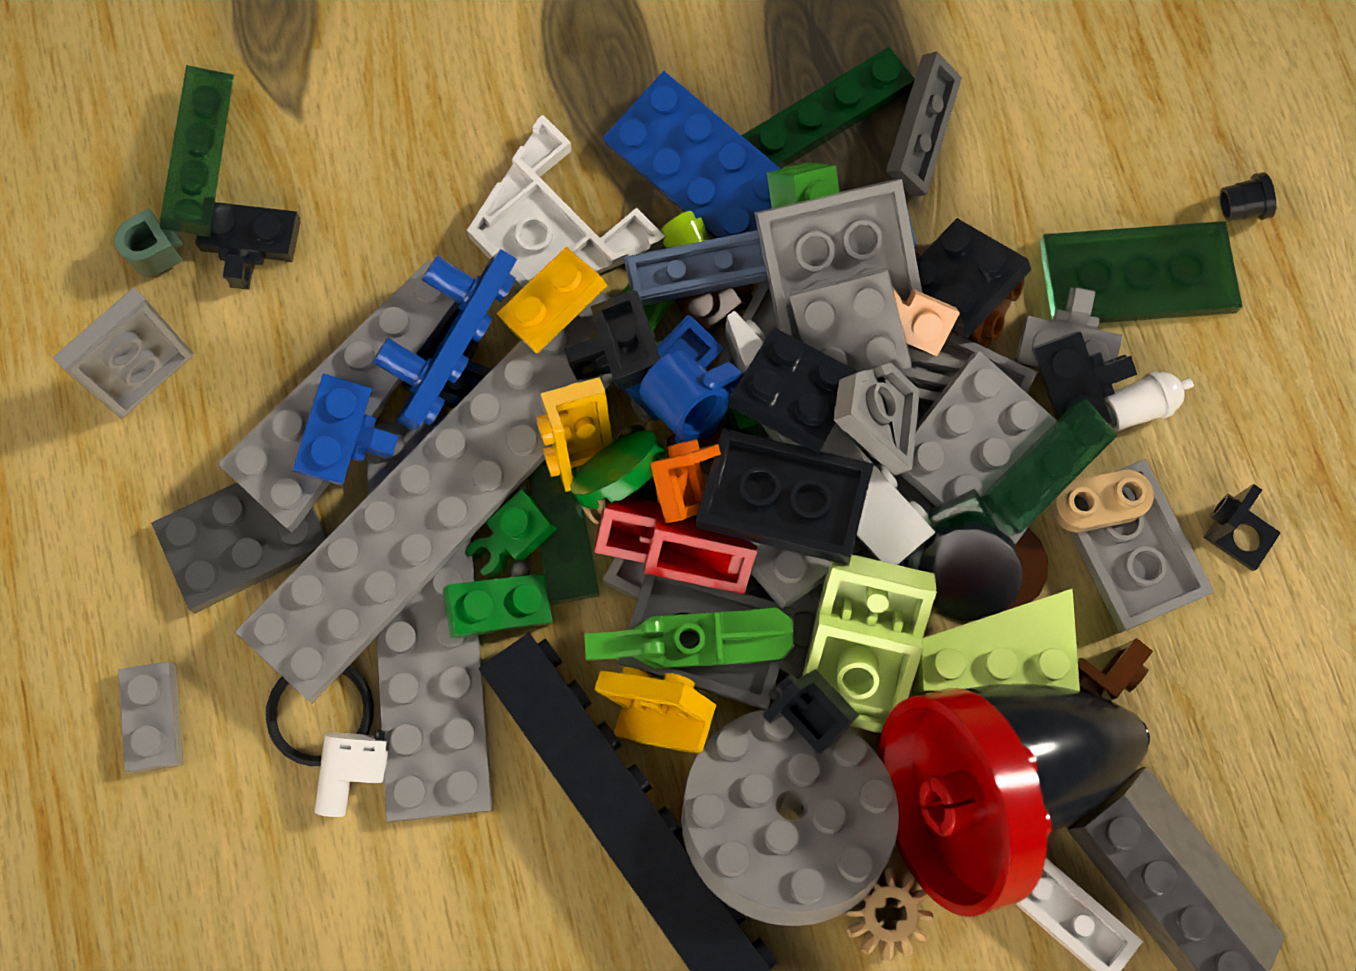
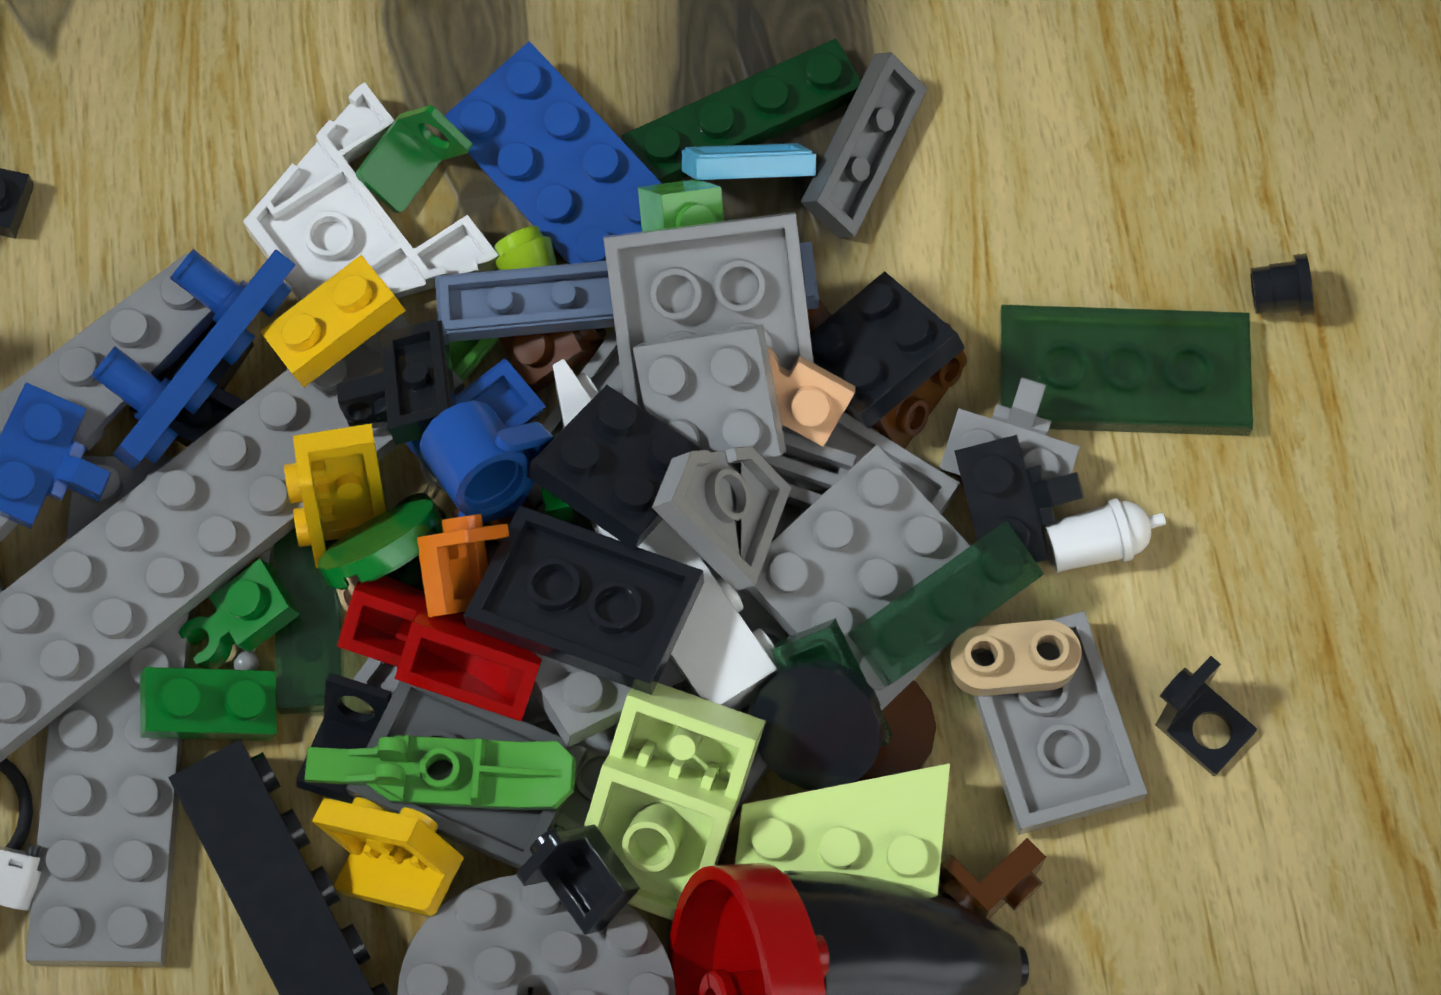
camera: 10 degrees right, 5 degrees down
(585, 165) = (409, 156): none -> green bracket
(606, 613) = (344, 727): none -> black bracket
(842, 145) = (748, 161): none -> medium azure tile

